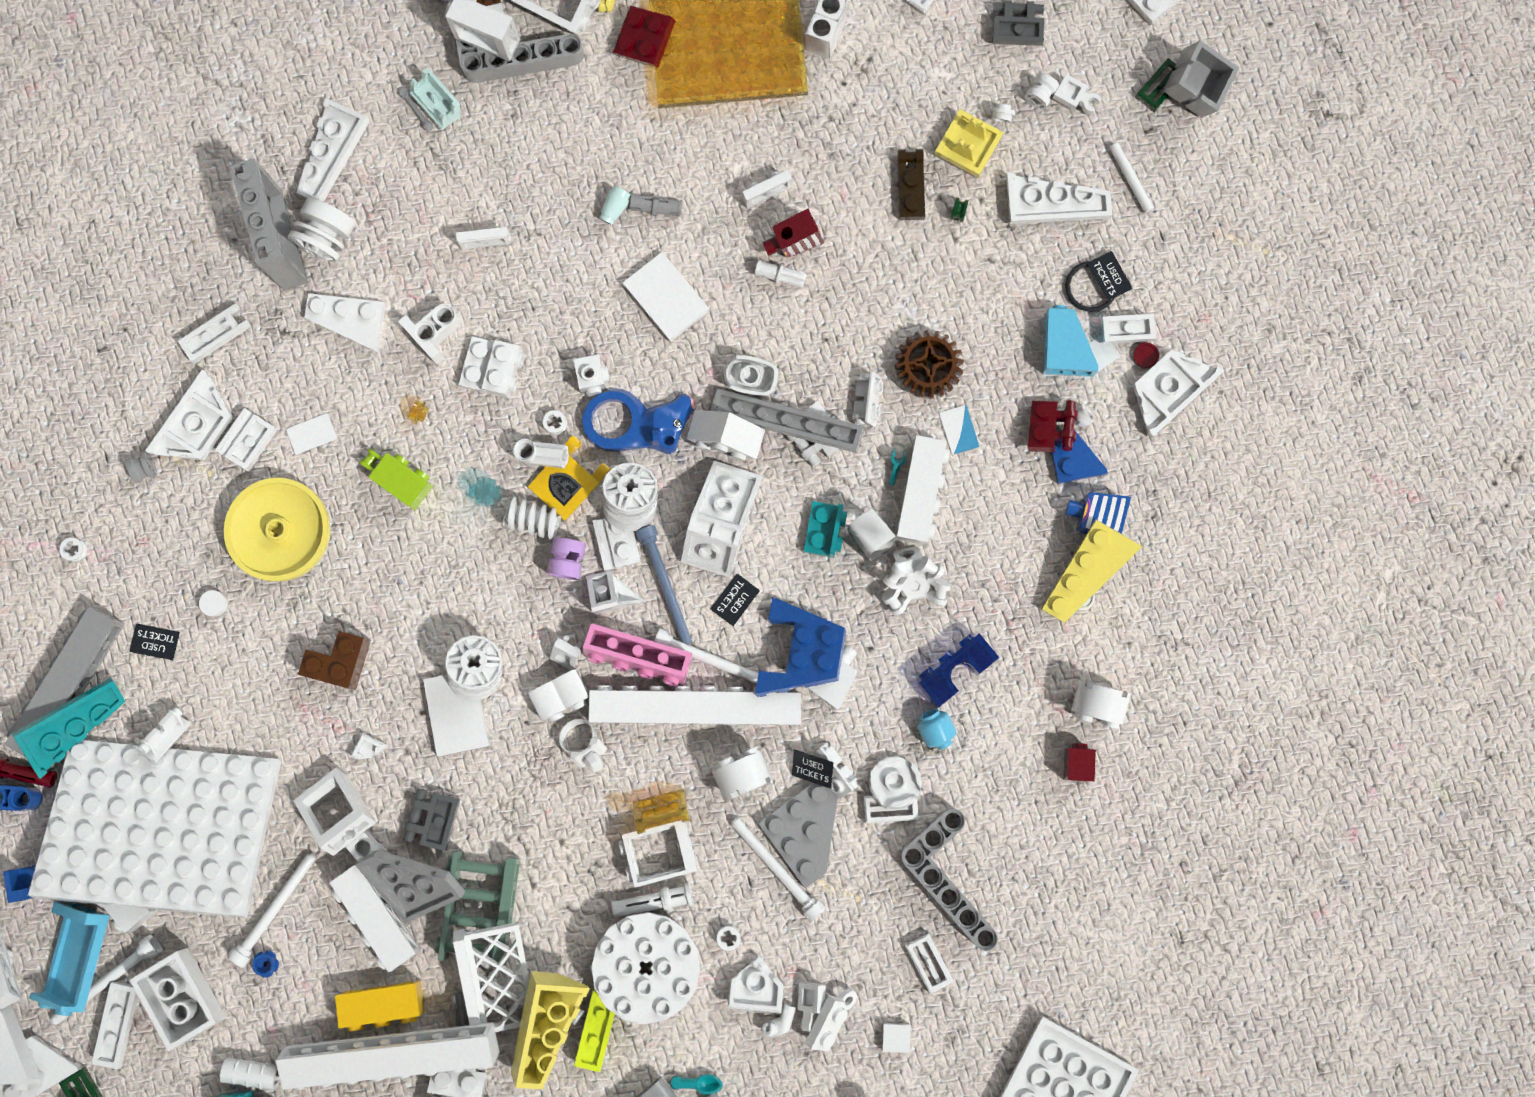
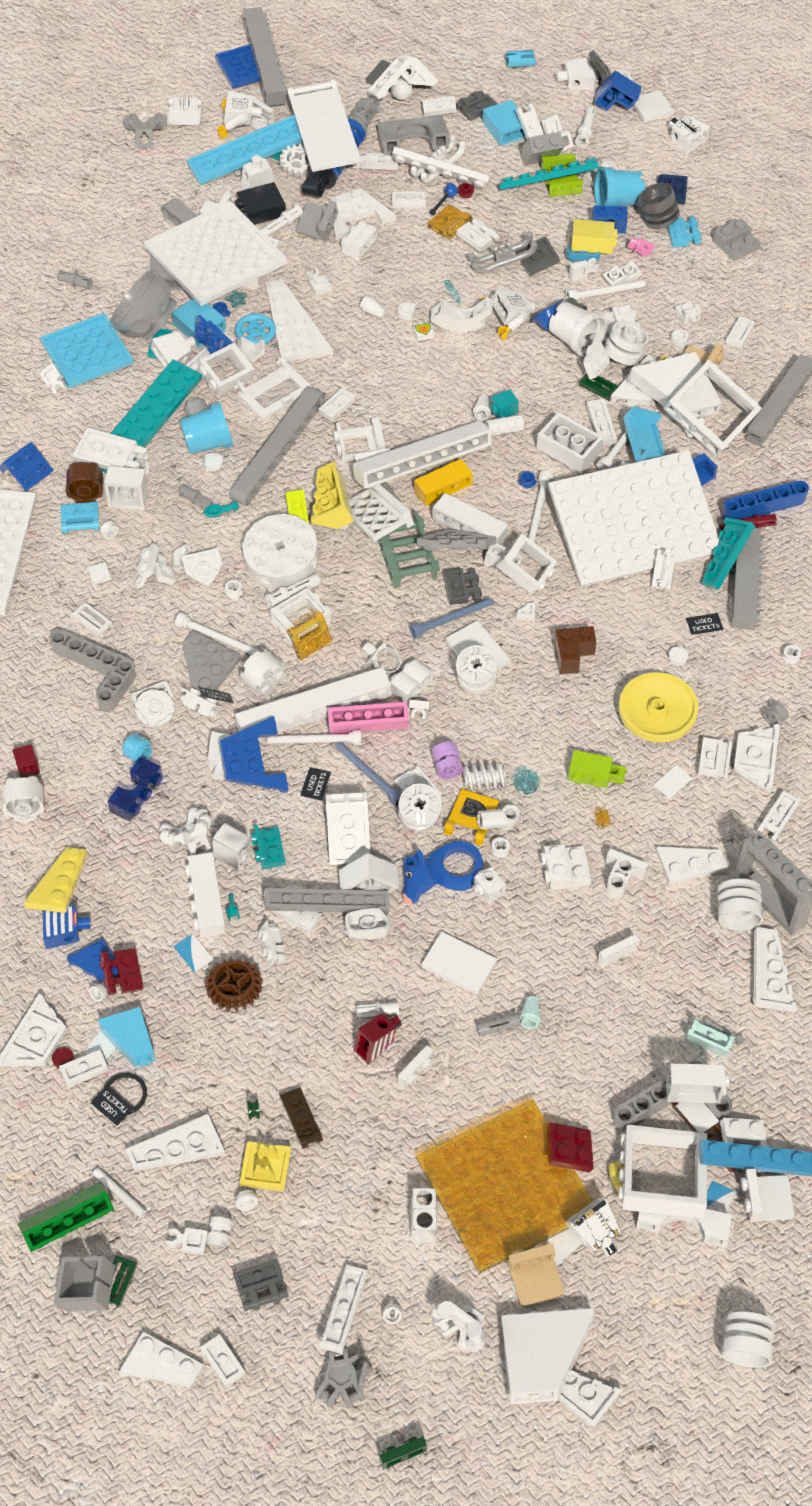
camera: 155 degrees right, 25 degrees down
(517, 772) = (418, 629): none -> sand blue piece
(610, 593) = (405, 751): white slope -> none
(1198, 162) = (65, 1216): none -> green brick

